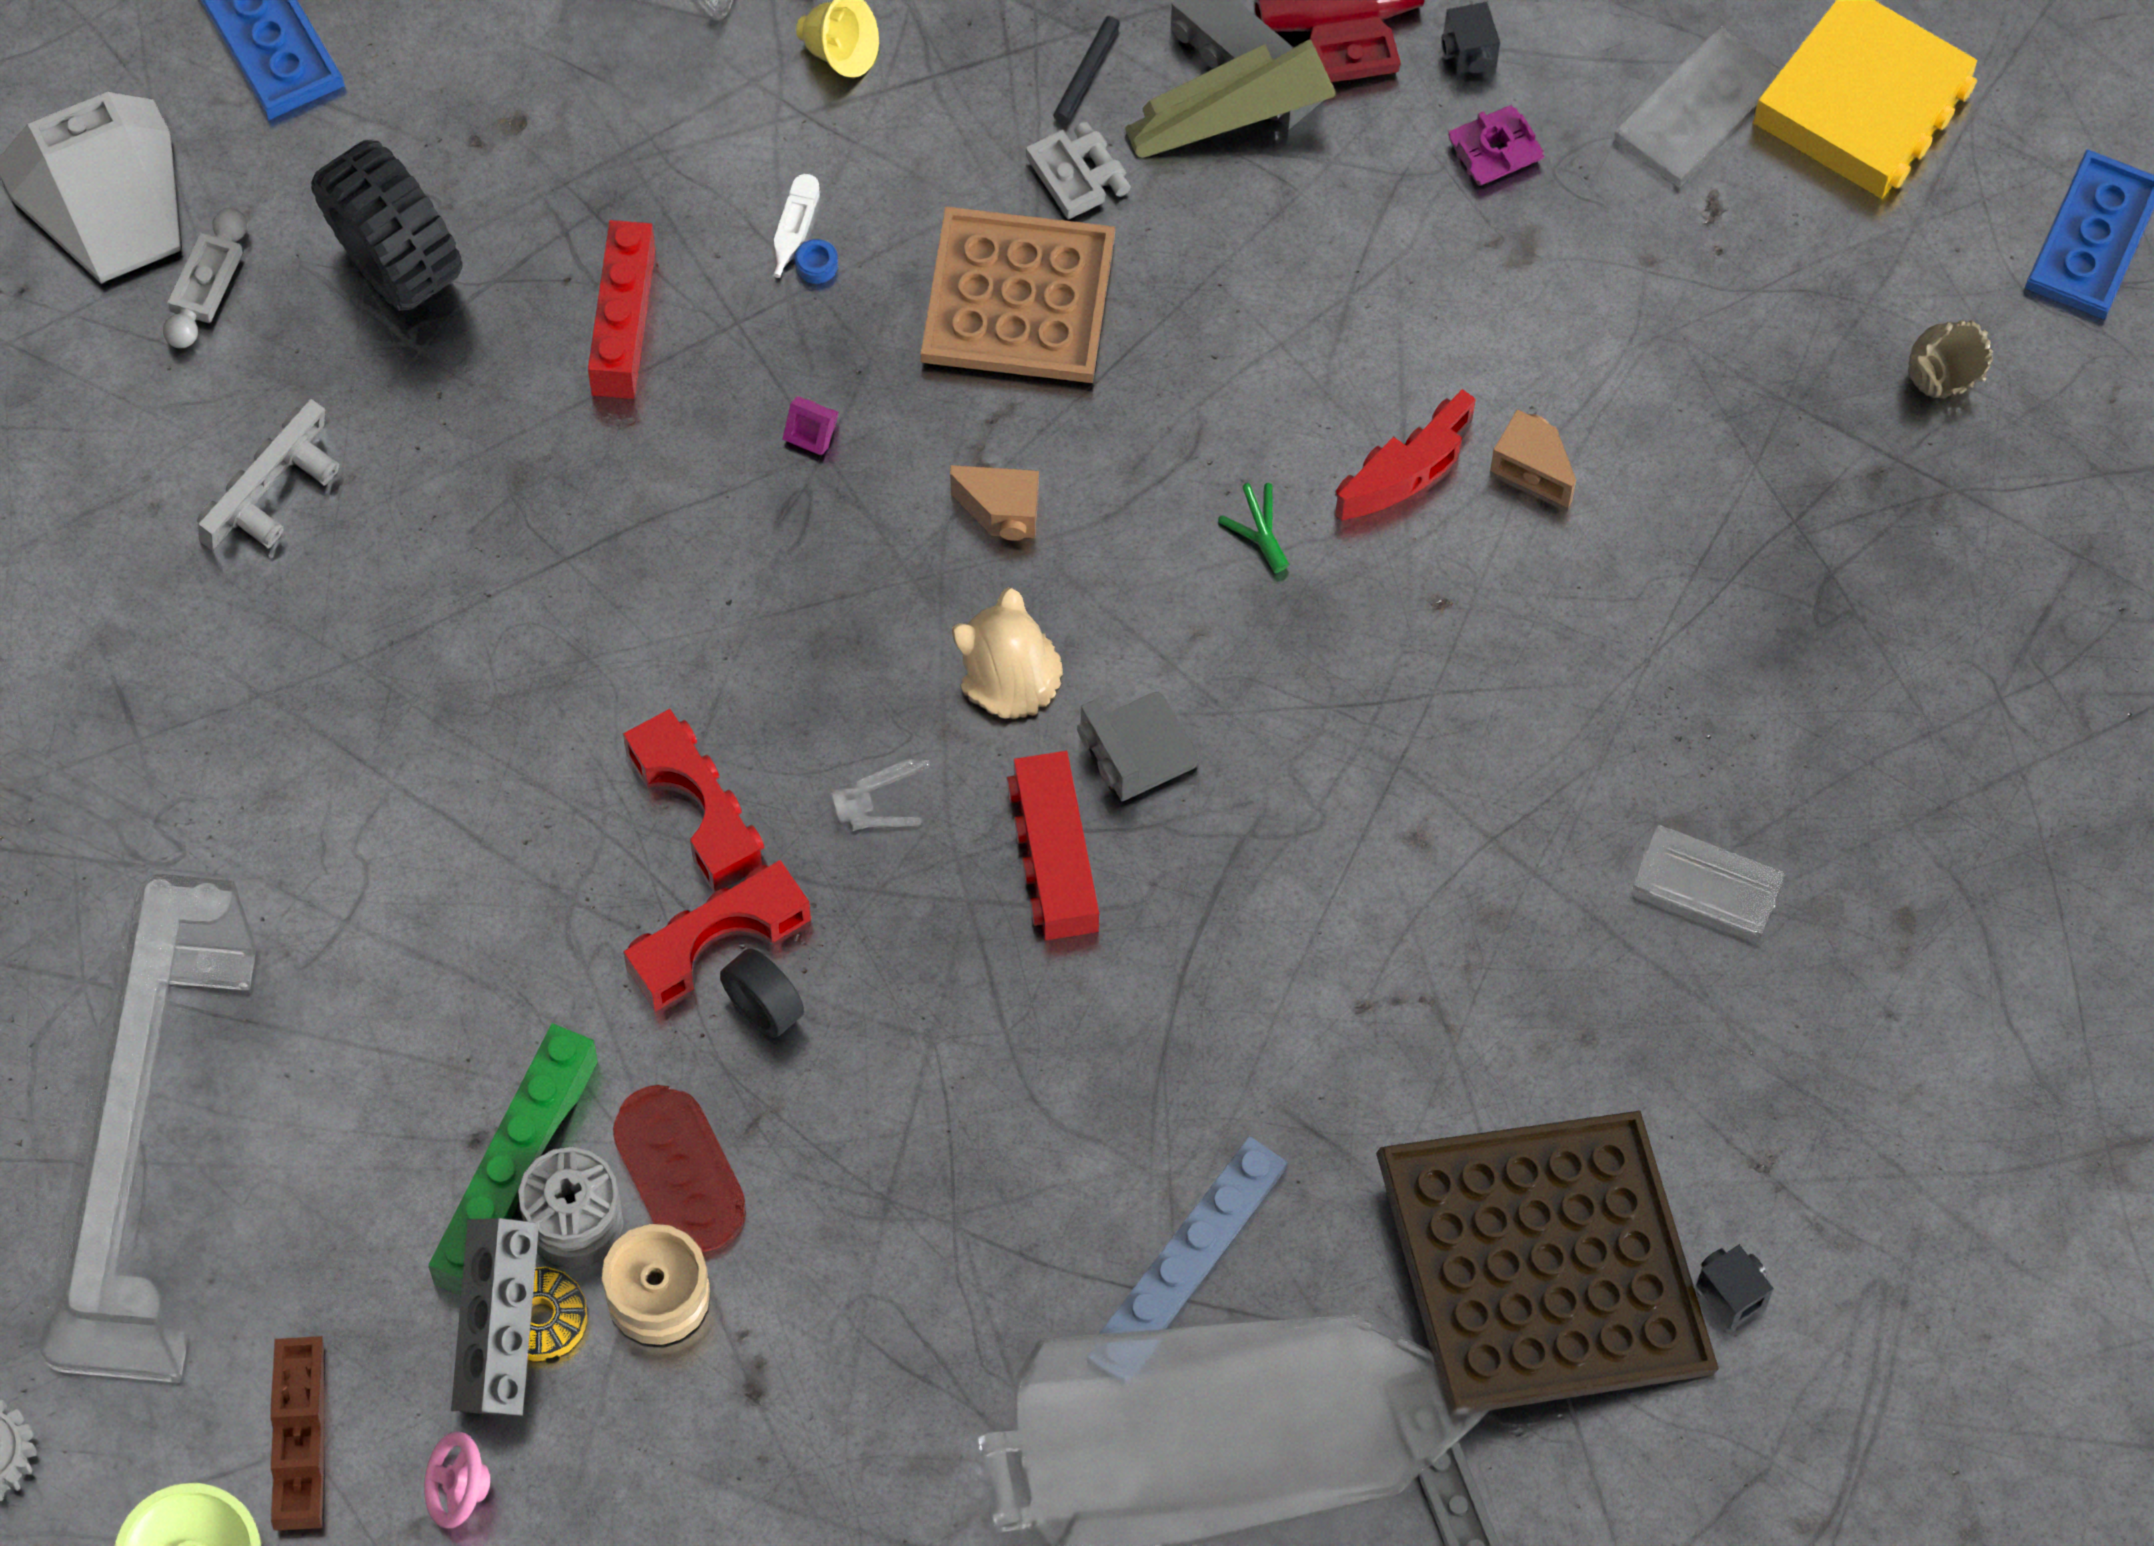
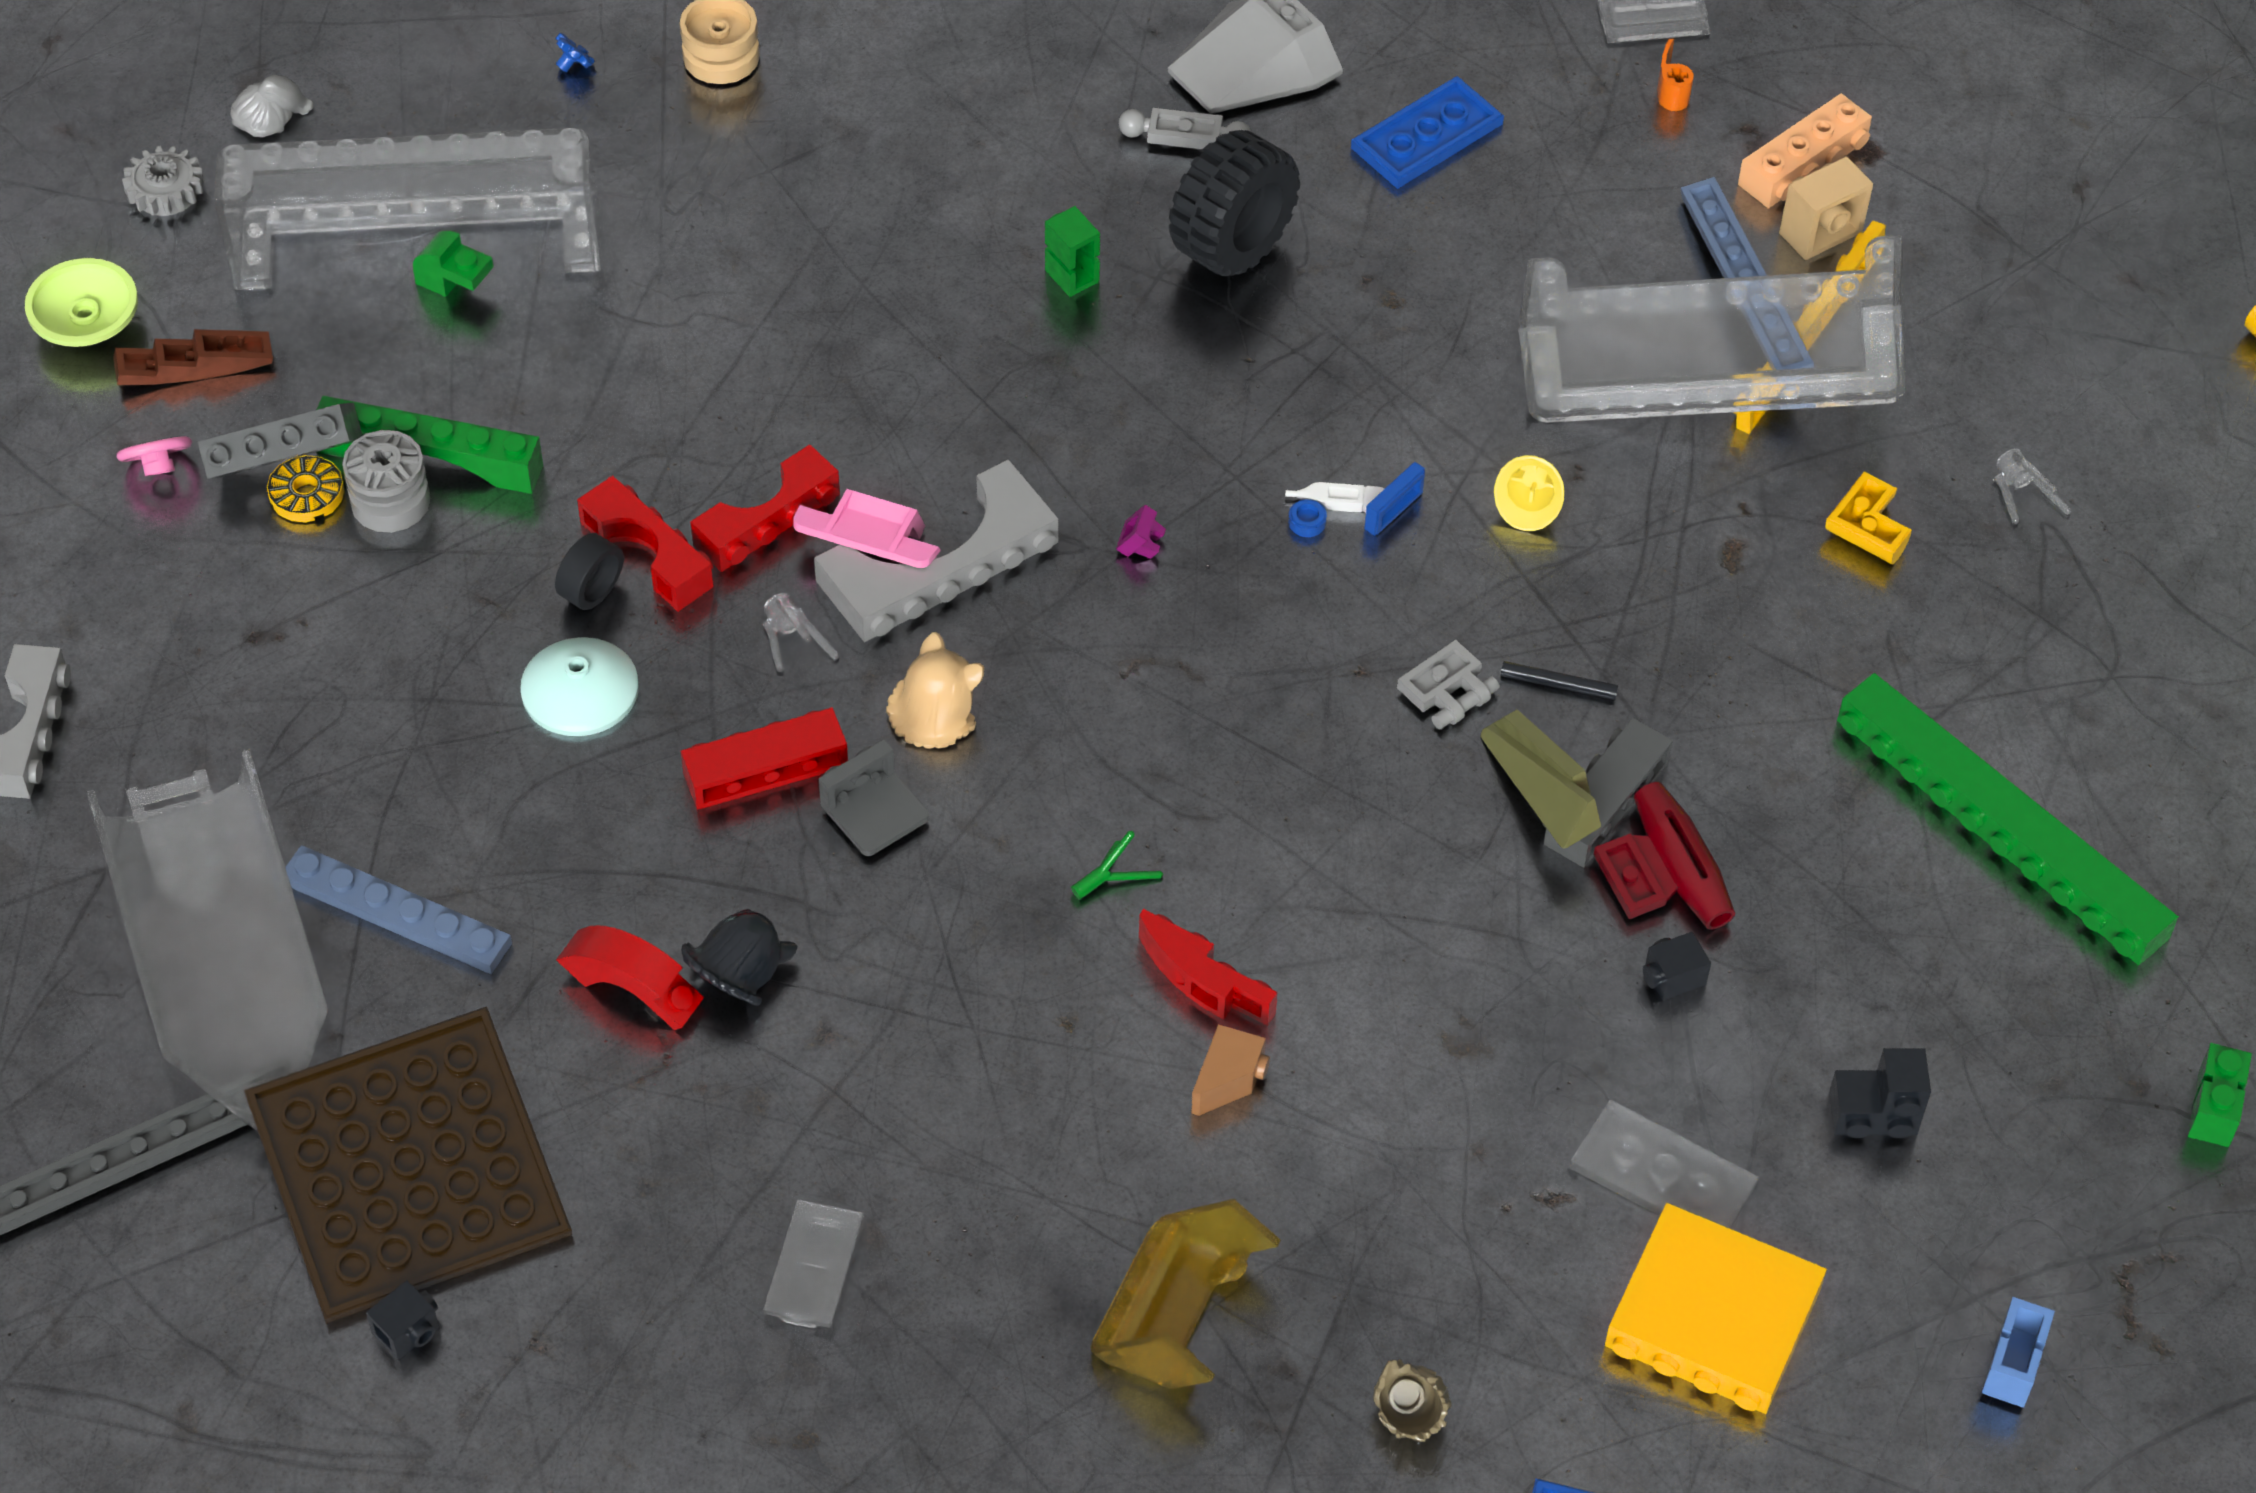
camera: 80 degrees right, 10 degrees down
(223, 1107) = (448, 263): none -> green brick
(271, 460) = (999, 187): light grey plate -> none
(388, 417) = (1072, 251): none -> green piece
(621, 309) = (1218, 388): red brick -> none
(630, 1276) = (326, 545): tan wheel -> none
(679, 1166) = (439, 557): clear red tile -> none
(764, 686) = (870, 527): none -> bright pink plate
(776, 550) = (883, 594): none -> light grey arch
(814, 161) = (1394, 499): none -> blue tile
(905, 1060) = (581, 700): none -> light aqua dish
(998, 498) = (1092, 674): medium nougat slope -> none
(1018, 294) = (1306, 660): medium nougat plate -> none
(1324, 899) = (739, 954): none -> black hair
(1325, 1014) = (633, 964): none -> red arch
(1505, 126) = (1566, 983): magenta piece -> none
(1790, 566) = (1170, 1287): none -> clear yellow windscreen

